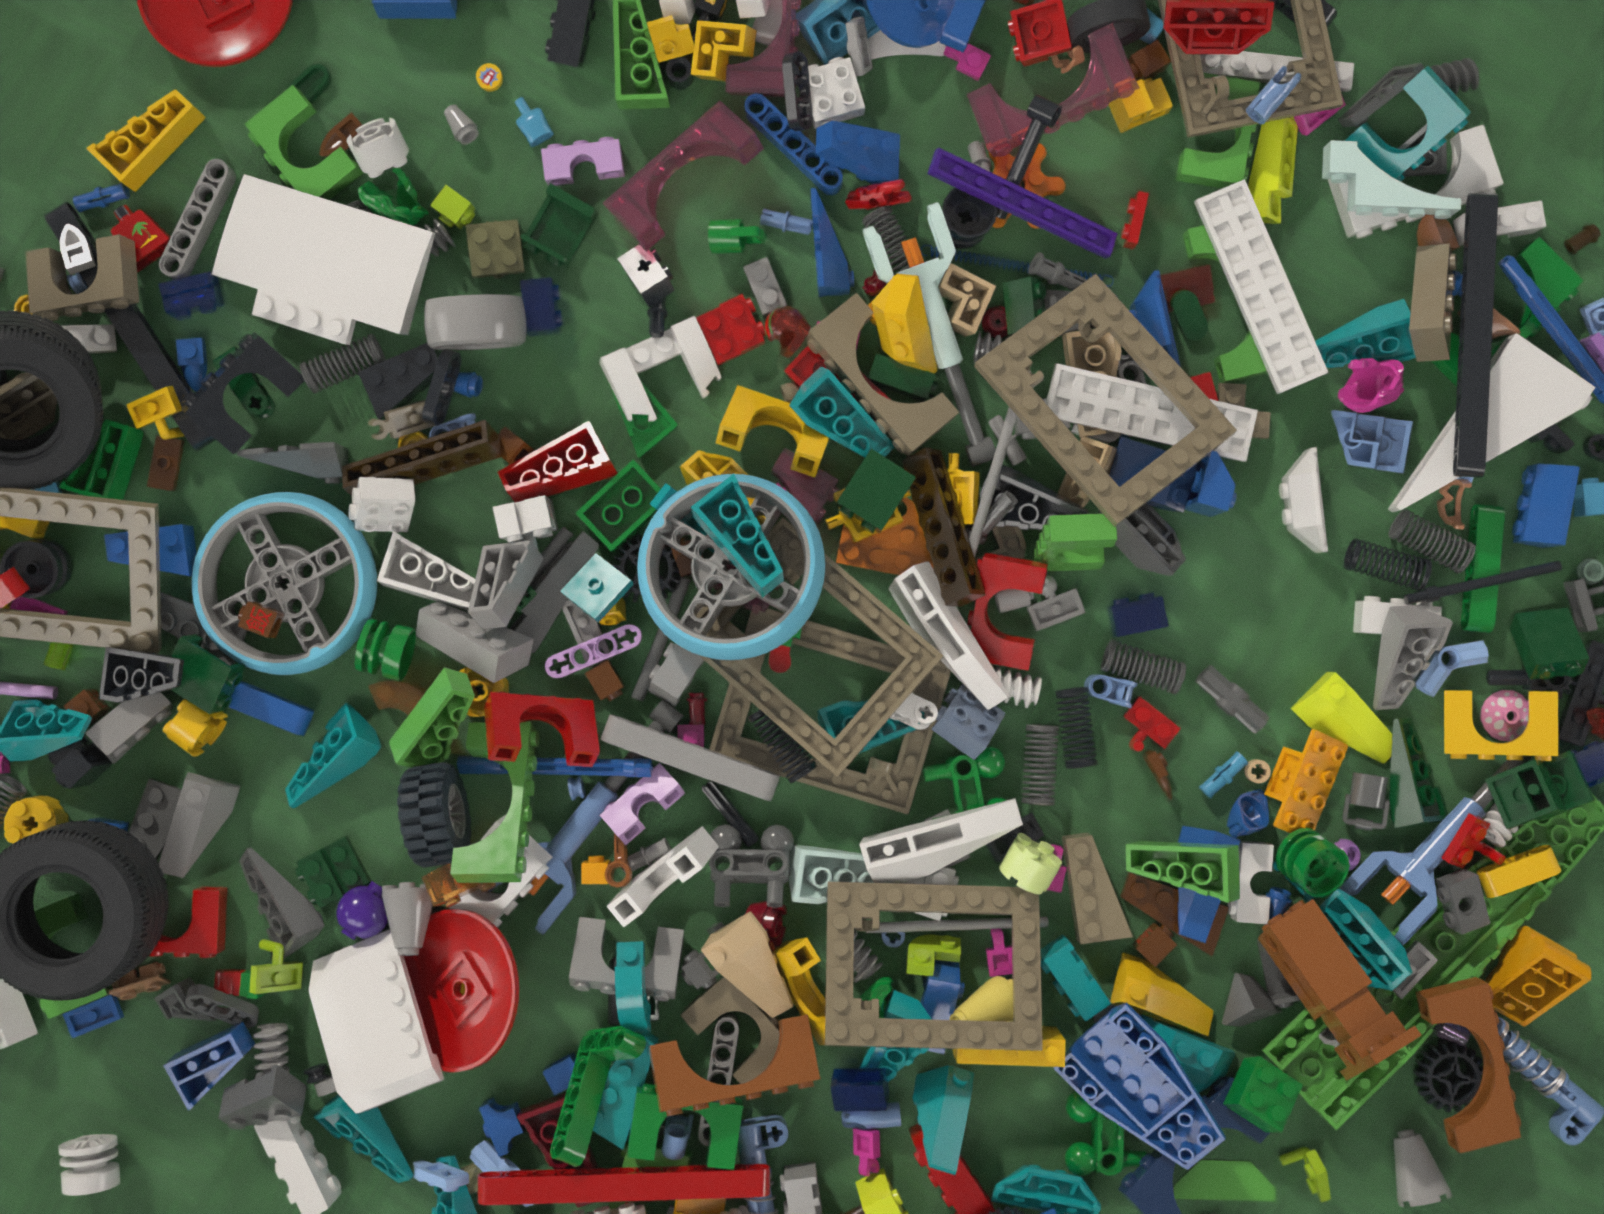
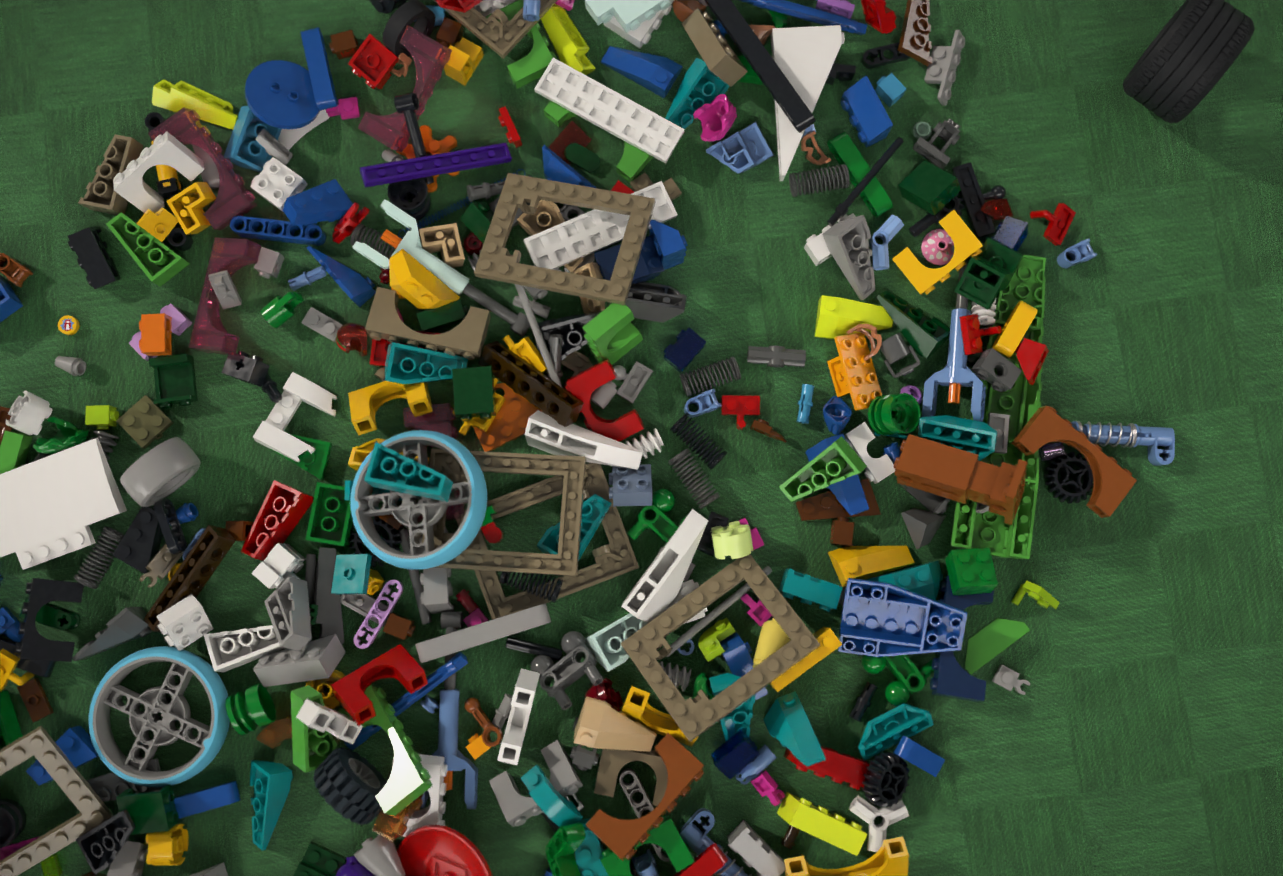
camera: 40 degrees left, 5 degrees down
(260, 619) = (157, 748): reddish brown brick -> none
(462, 730) = (329, 720): none -> white arch
(532, 123) = (114, 332): dark azure piece -> none
(540, 306) = (197, 435): clear blue brick -> none
(577, 163) = (155, 334): none -> orange brick
(623, 813) = (468, 696): lavender arch -> none
(688, 168) = (225, 289): none -> light grey plate
(732, 329) = (321, 363): red plate -> none
(756, 173) = (269, 263): none -> light grey brick
(790, 72) = (243, 190): black beam -> none
(911, 713) = (592, 504): white piece -> none
(1037, 1139) = (863, 701): none -> black pin
(1092, 896) = (785, 533): dark tan wedge -> none
(1252, 777) = (823, 381): tan bush -> none
(1304, 502) = (730, 213): white wedge -> none
(1336, 268) = (645, 69): none -> blue wedge
(1344, 776) = (859, 328): none -> nougat helmet
(1350, 564) = (782, 225): black piece -> none
(1416, 1171) = (1095, 547): light grey cone -> none
(1511, 917) = (1031, 358): none -> red slope
(1534, 976) = (1071, 382): light orange brick -> none

